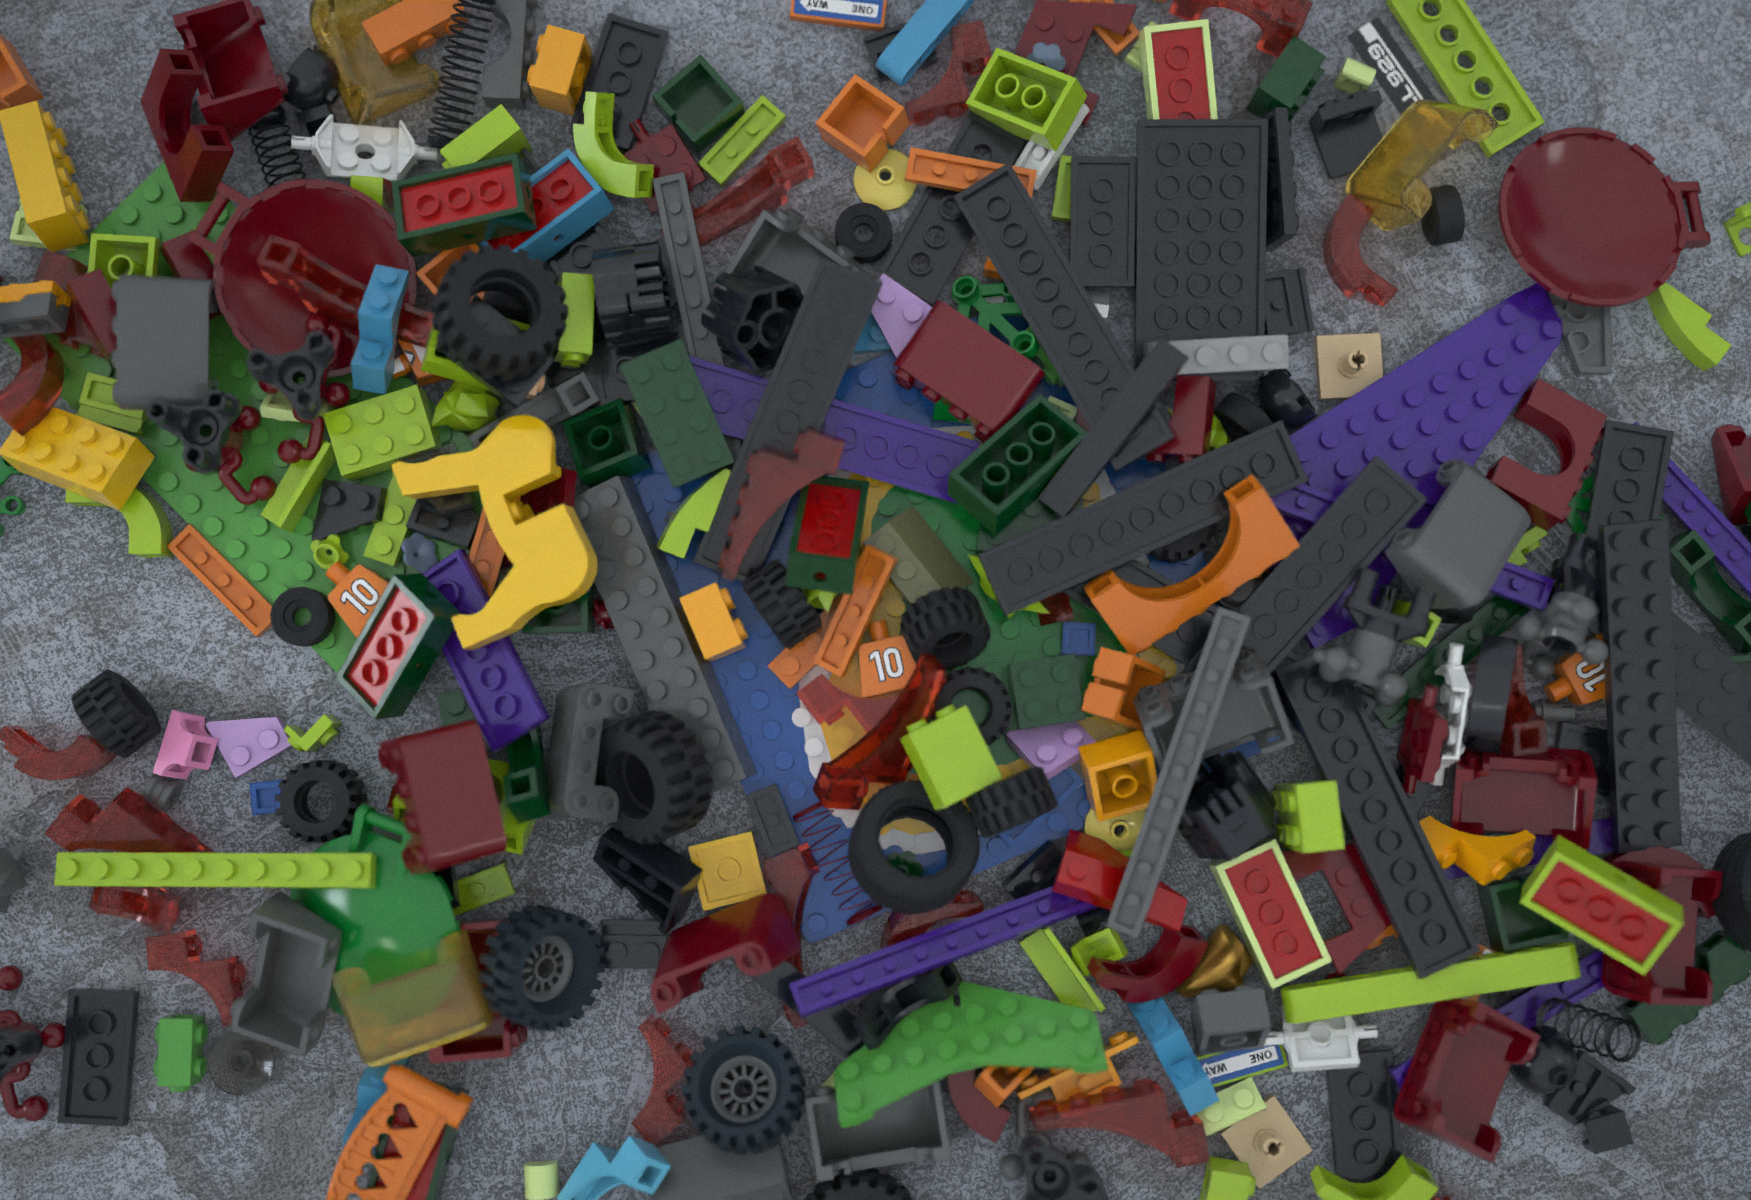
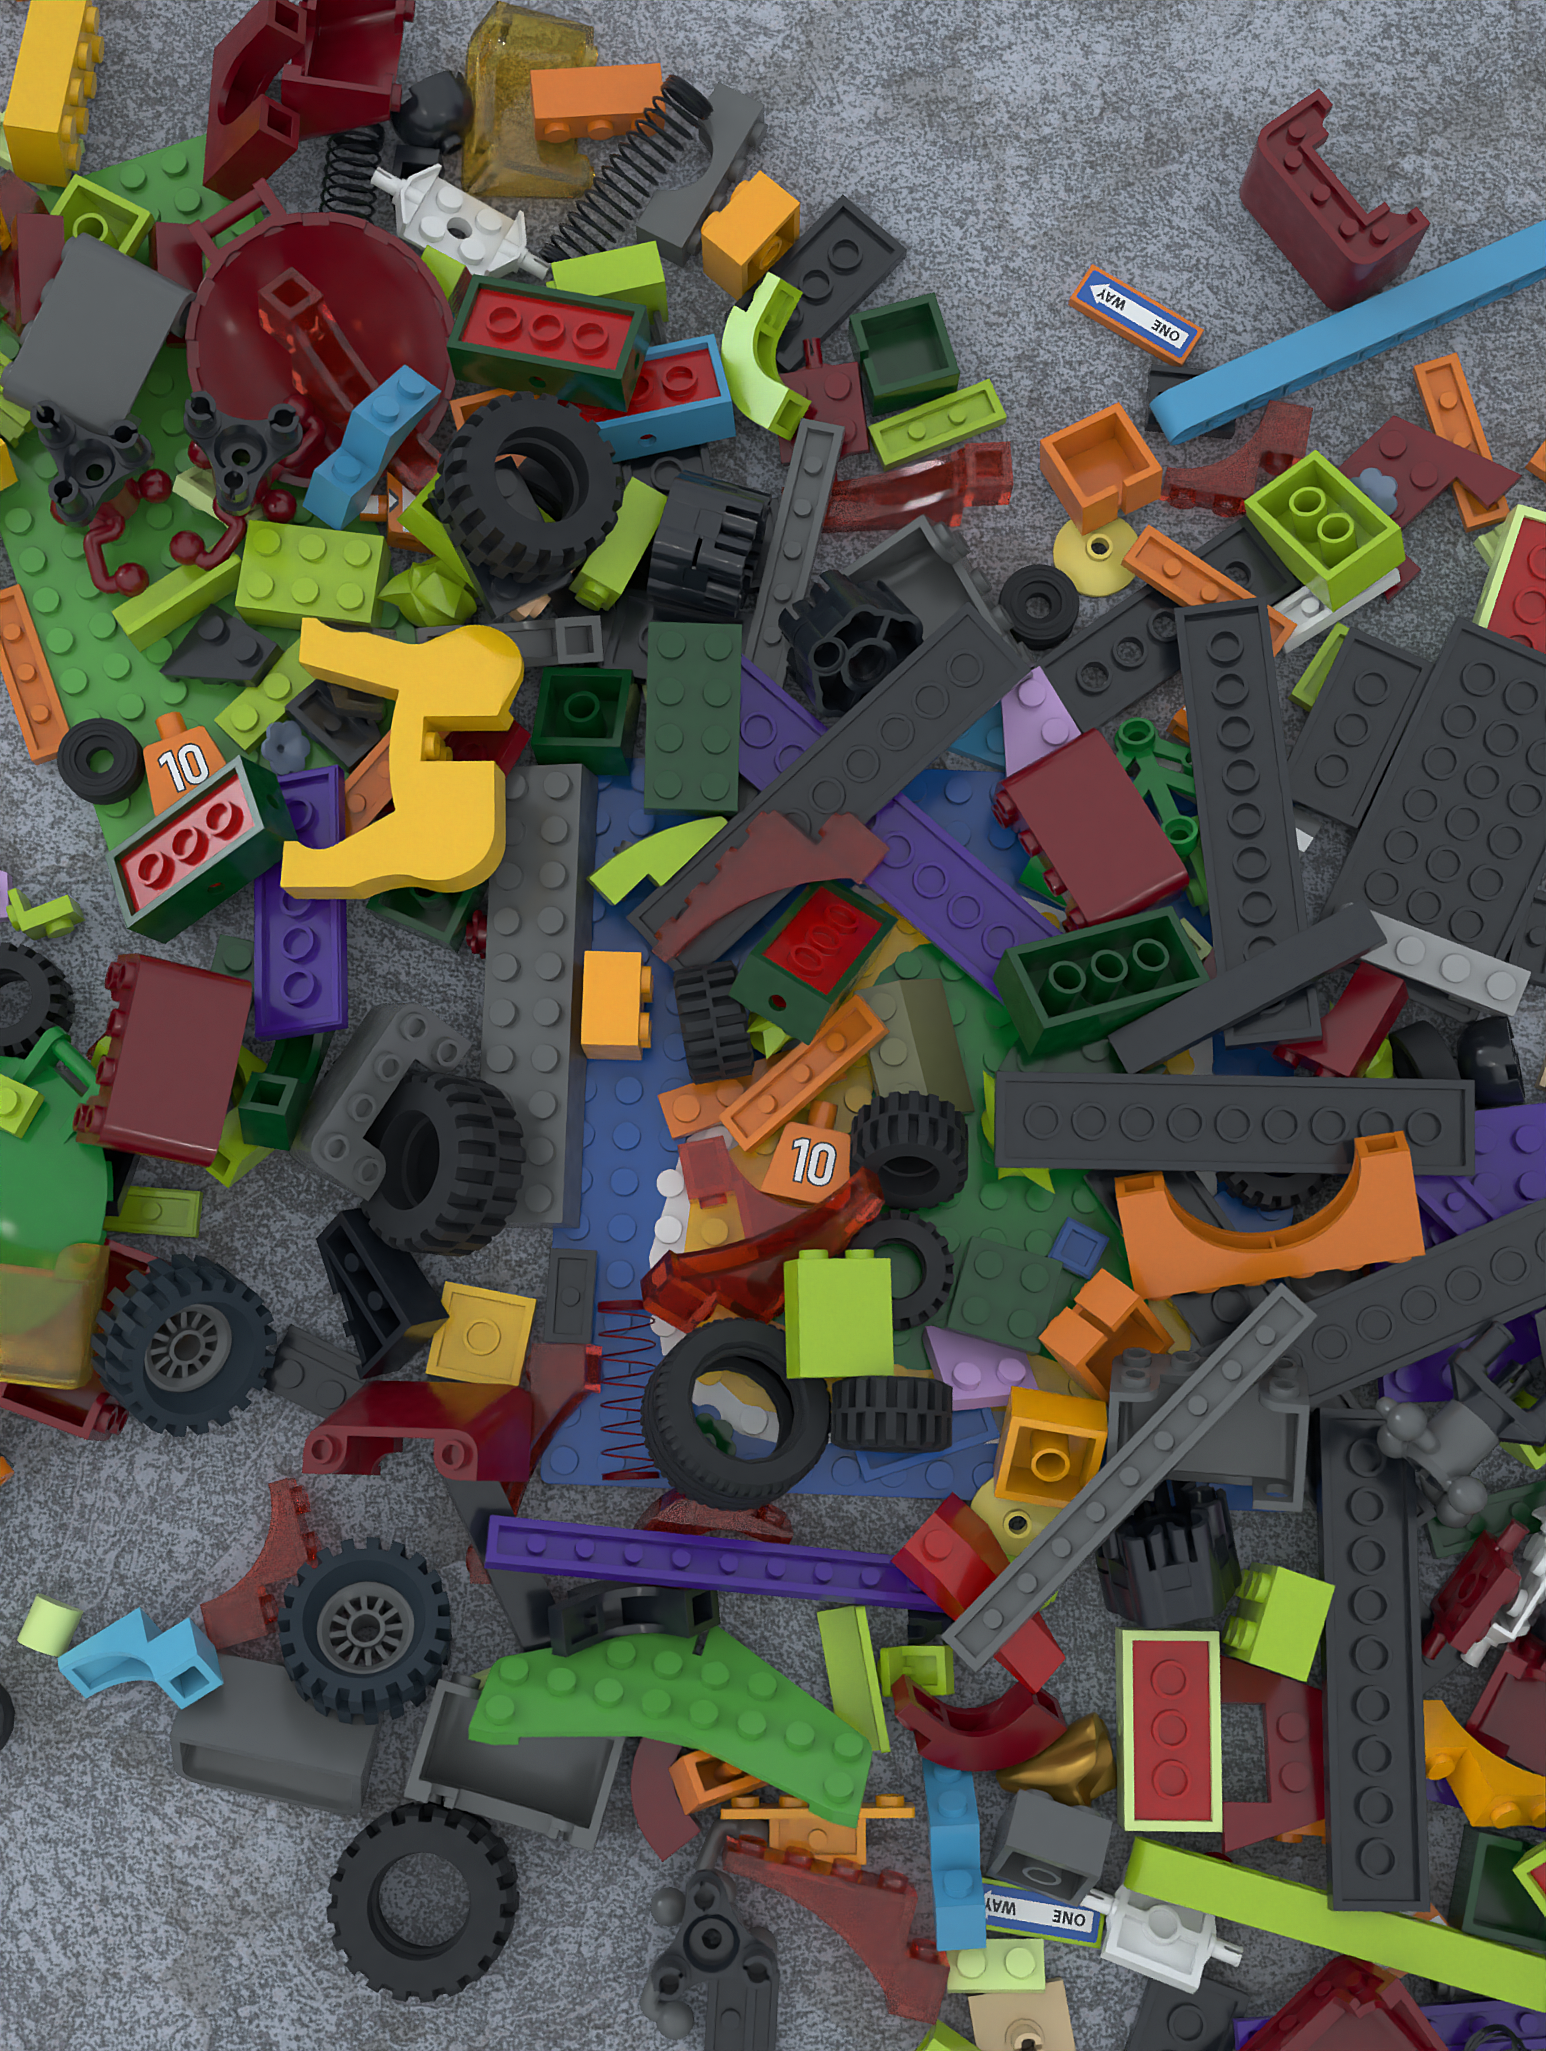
camera: 25 degrees right, 5 degrees down
(321, 555) = (162, 695): lime plate -> none
(1035, 873) = (880, 1528): black plate -> none
(1058, 608) = (1069, 1196): clear red slope -> none

